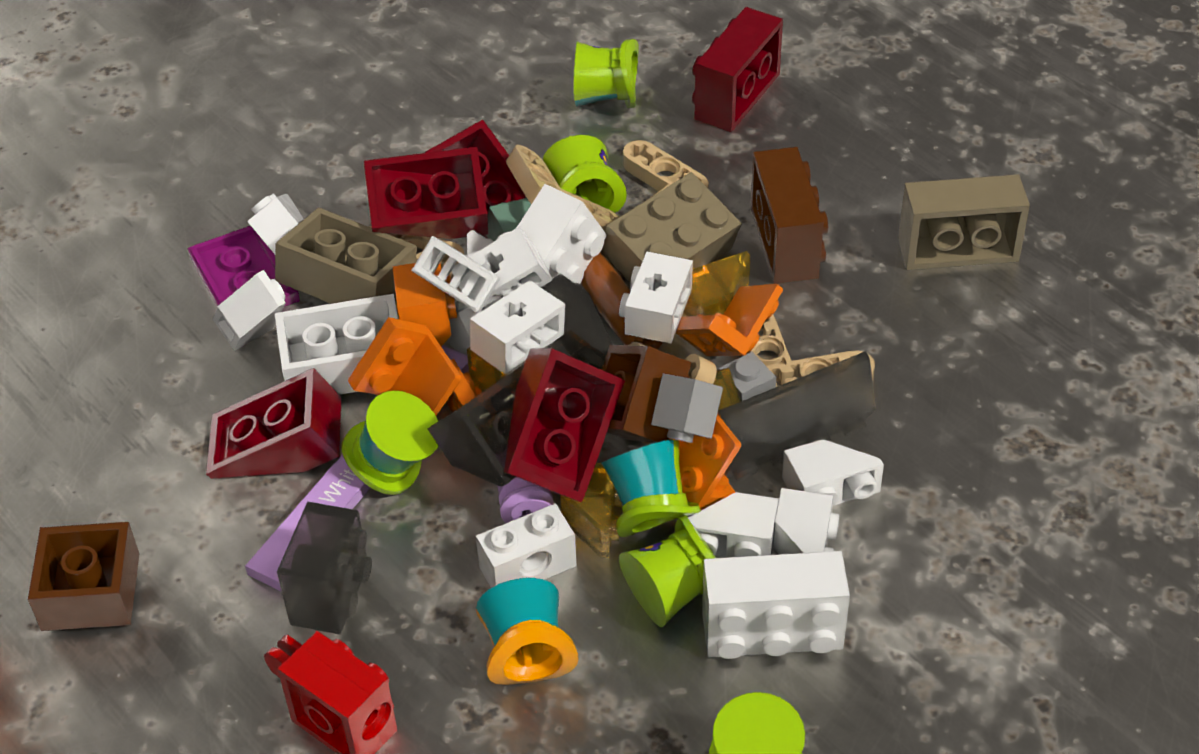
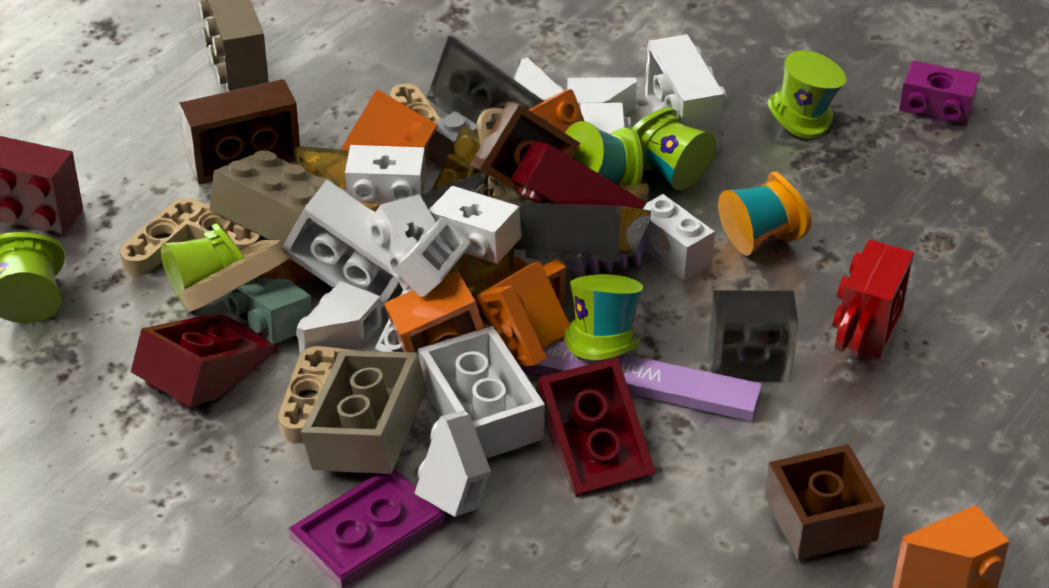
camera: 105 degrees left, 5 degrees down
(274, 218) = (297, 493): white slope -> none
(427, 194) = (272, 335): dark red slope -> none
(686, 407) = (554, 101): light grey brick -> none

